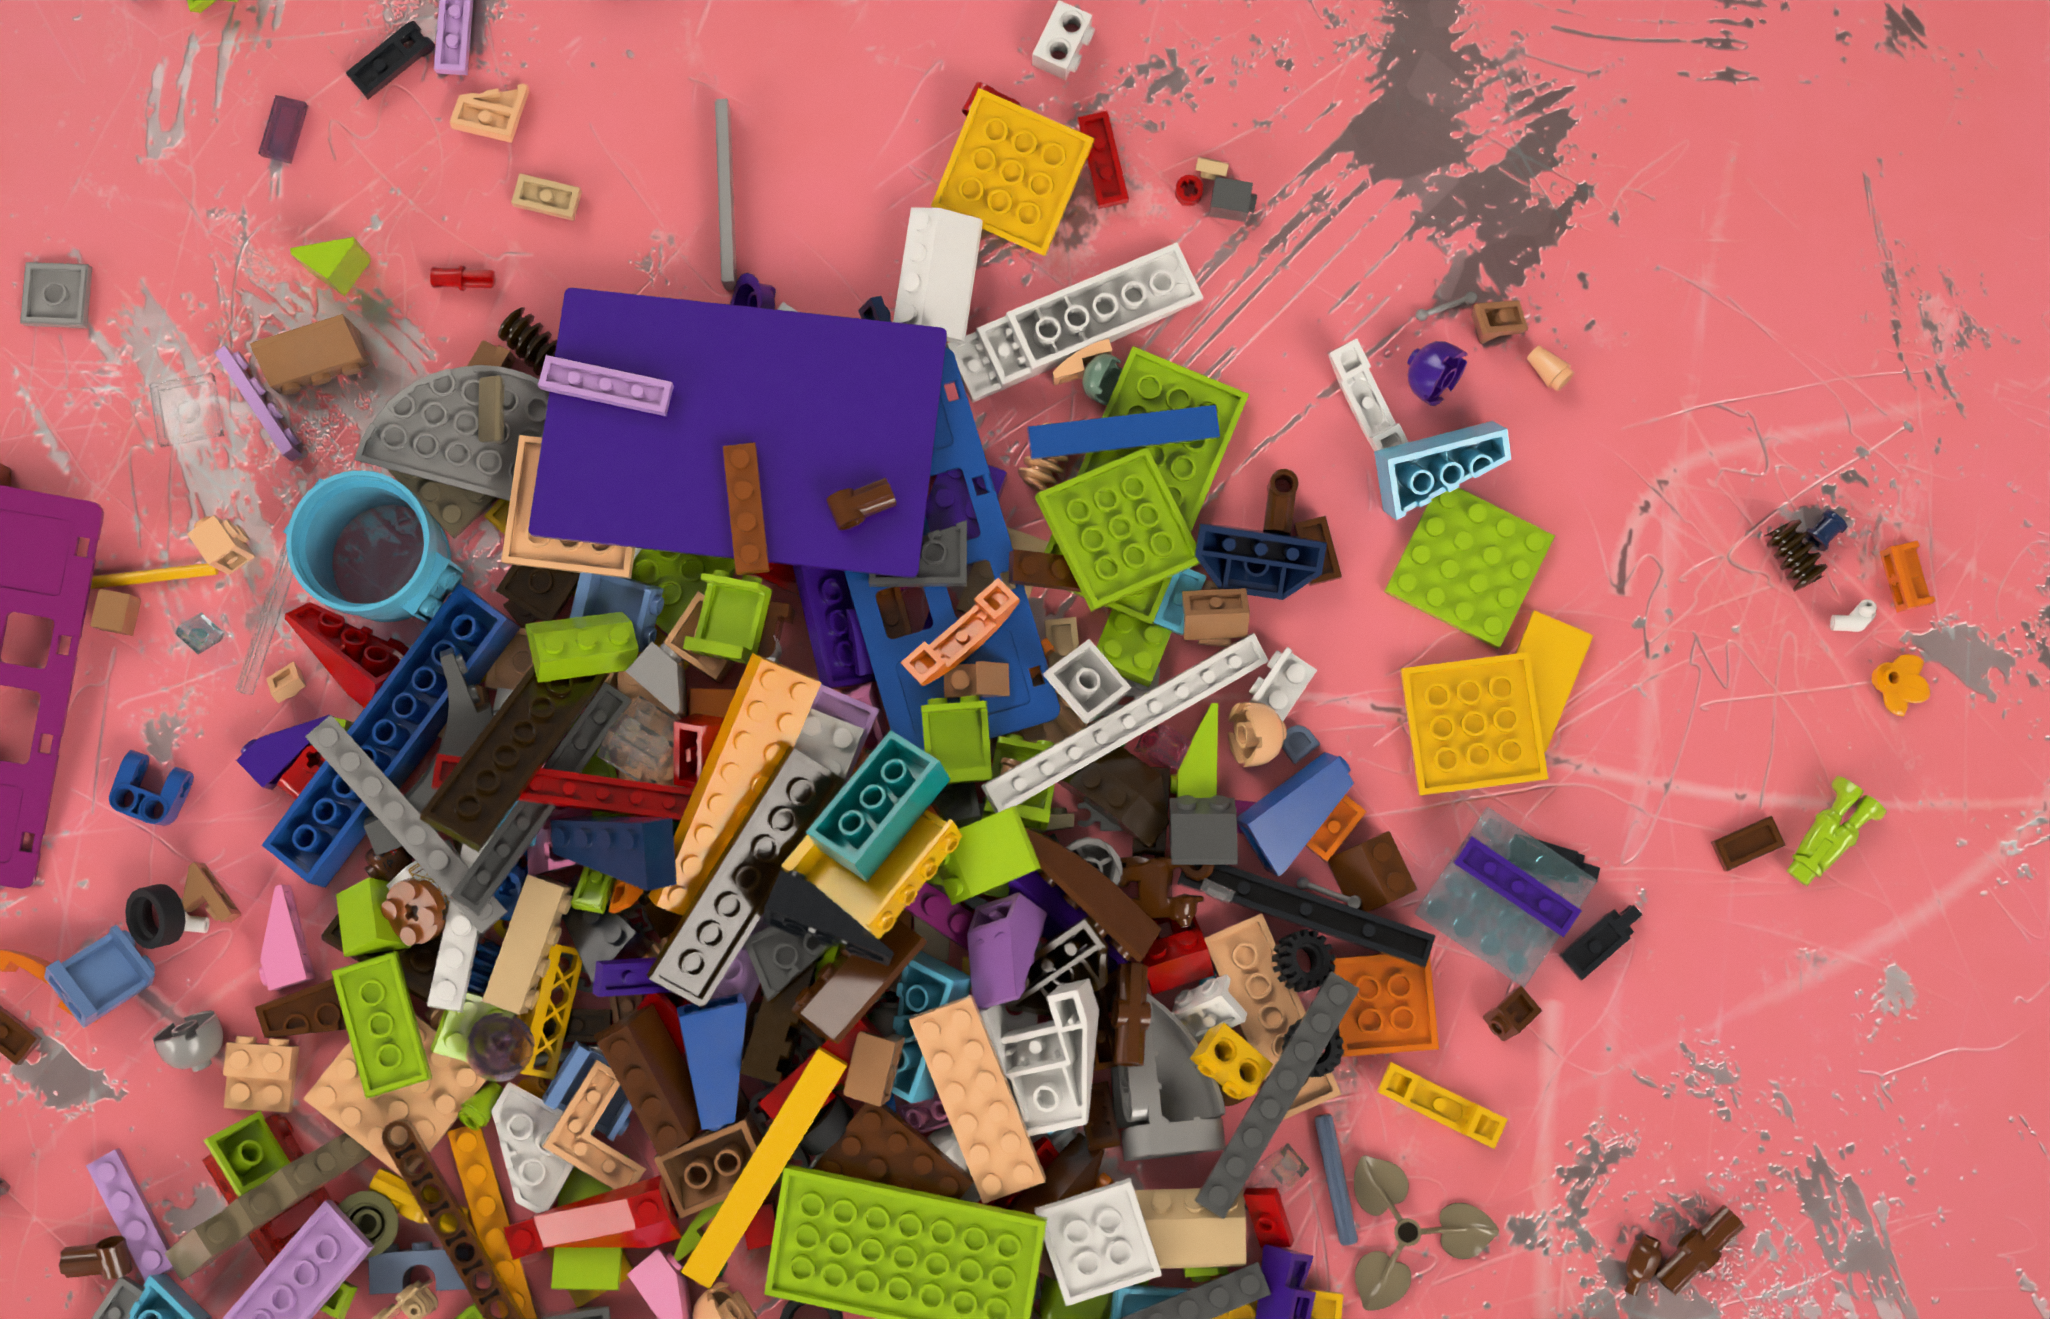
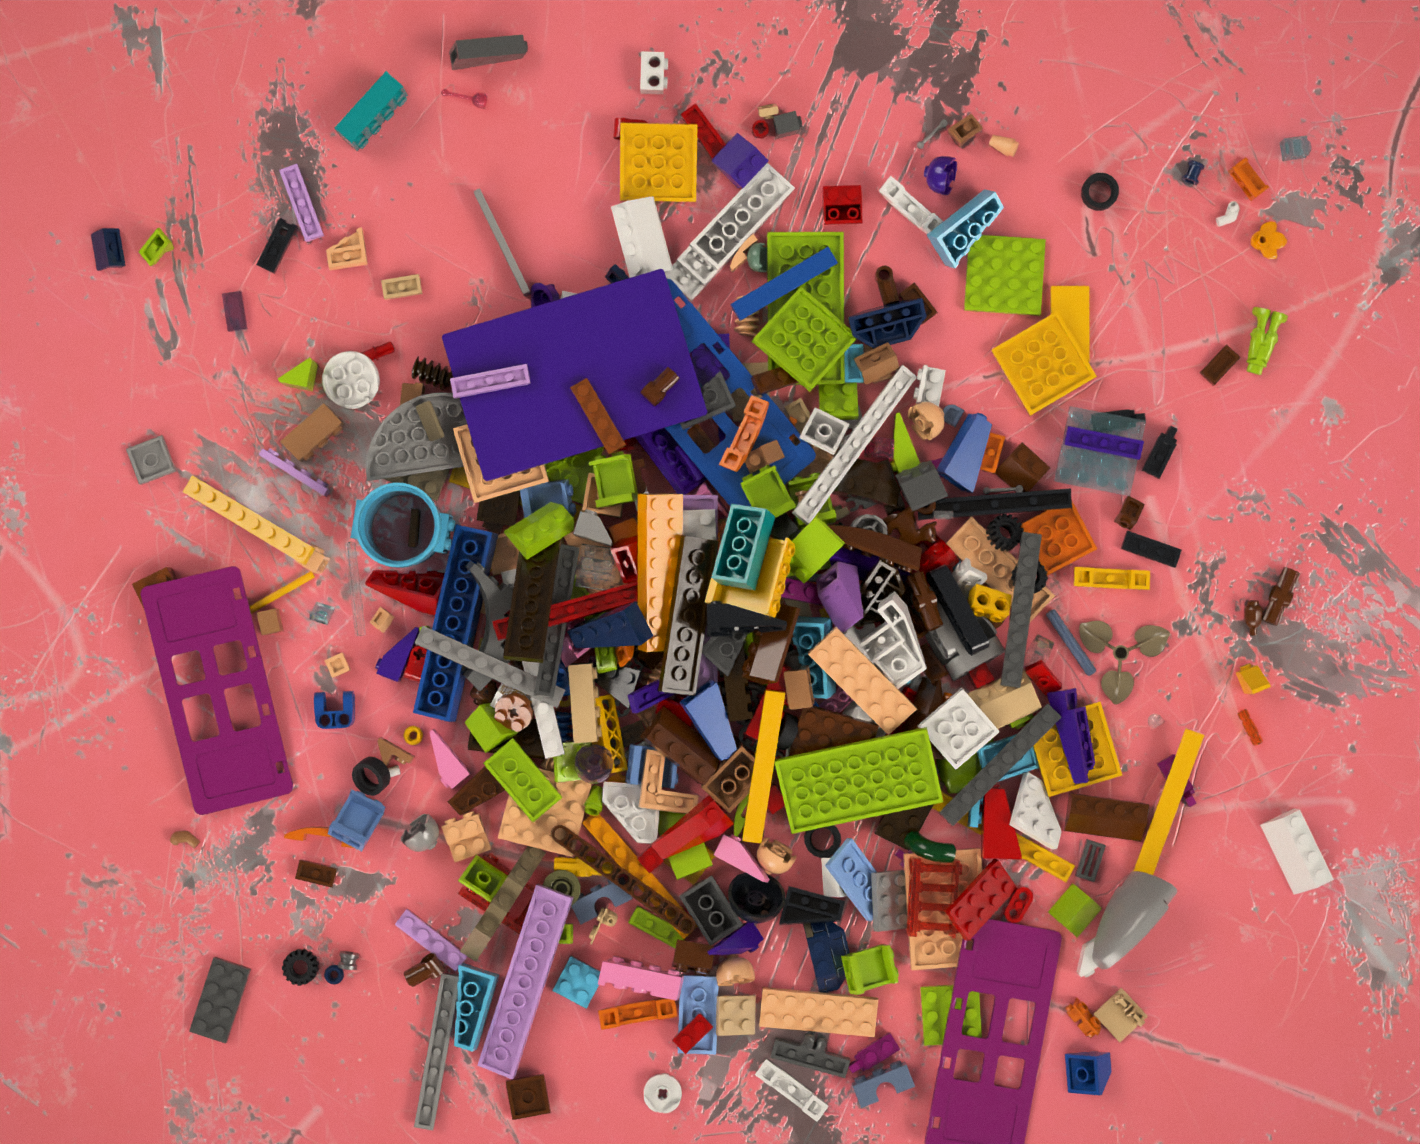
camera: 25 degrees left, 5 degrees up
(152, 444) = (249, 520): none -> yellow plate
(187, 722) = (337, 665): none -> light nougat plate
(242, 881) = (408, 739): none -> yellow plate
(399, 564) = (414, 528): none -> reddish brown tile
(406, 301) = (350, 379): none -> white tile
(1136, 222) = (739, 161): none -> dark purple slope
(1170, 1171) = (980, 676): none -> red brick
(1177, 1051) = (957, 610): none -> black beam
(1264, 351) = (842, 204): none -> red slope
(1523, 1086) = (1151, 549): none -> black tile
(1690, 488) = (1100, 177): none -> black tyre
(1796, 554) = (1182, 192): dark brown piece -> none
(1999, 559) = (1295, 148): none -> clear light blue brick

